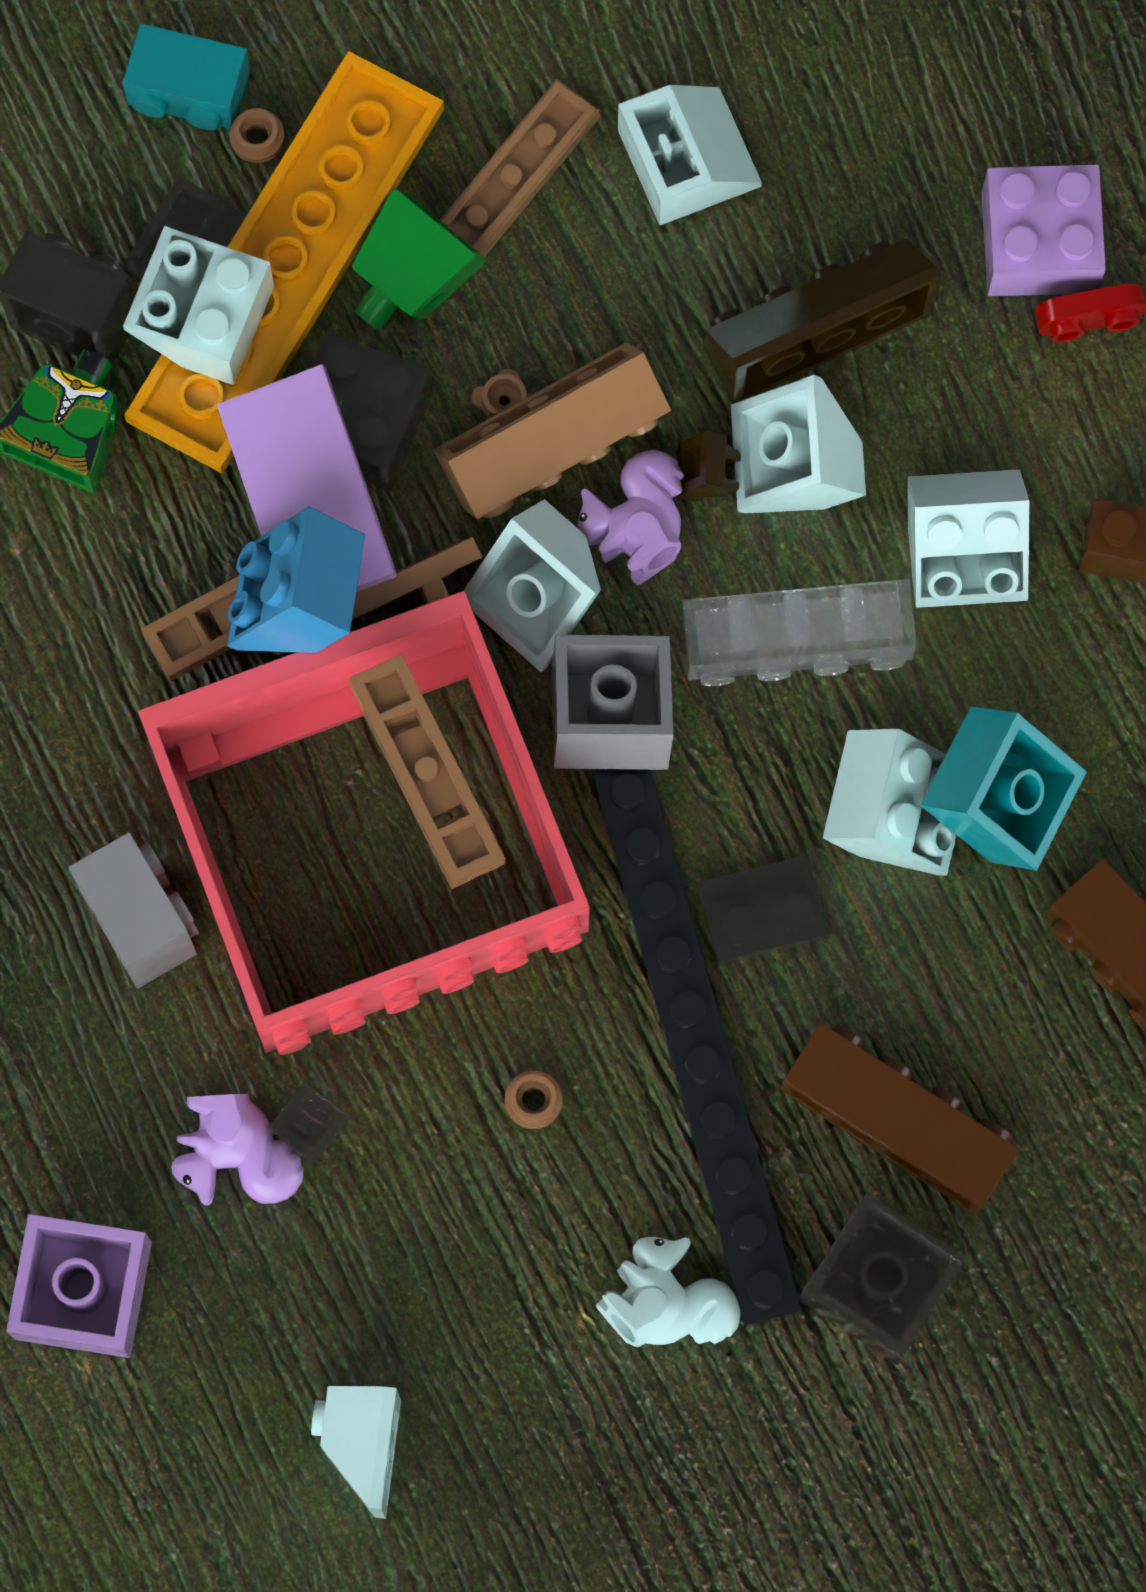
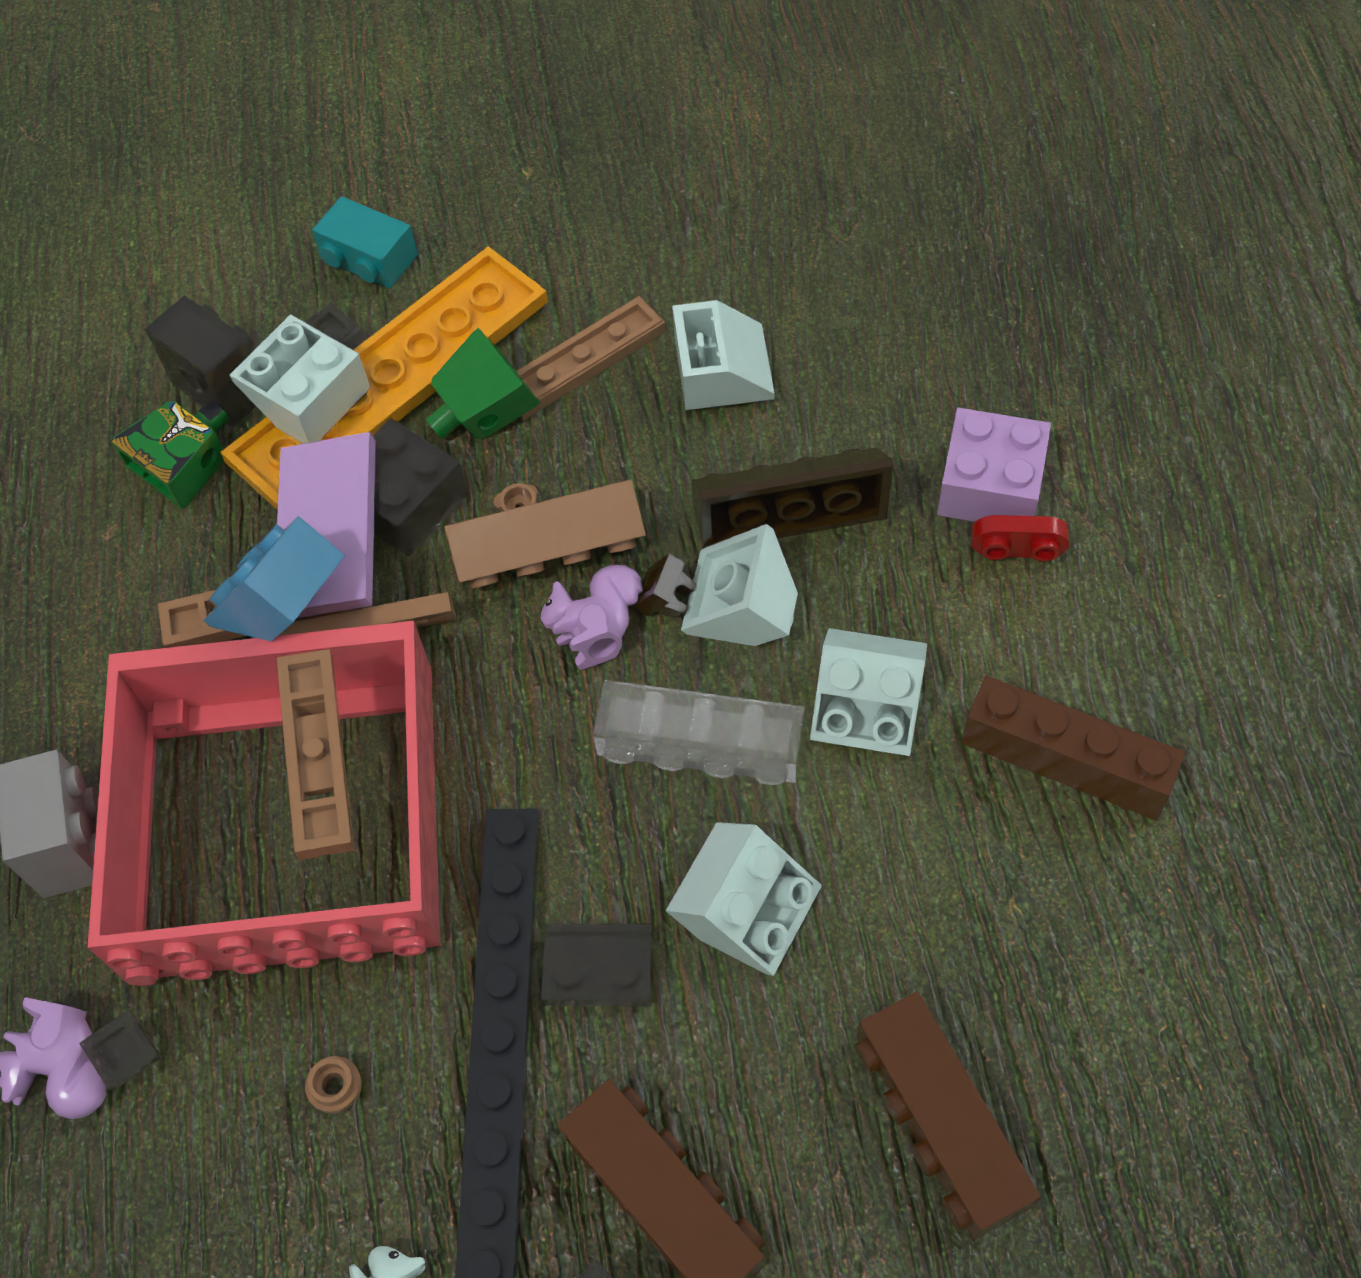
camera: 20 degrees right, 15 degrees down
(253, 121) = (401, 289): medium nougat plate -> none
(535, 582) = (488, 641): light aqua slope -> none
(612, 702) = (515, 749): light grey brick -> none
(1003, 788) = (840, 903): teal brick -> none

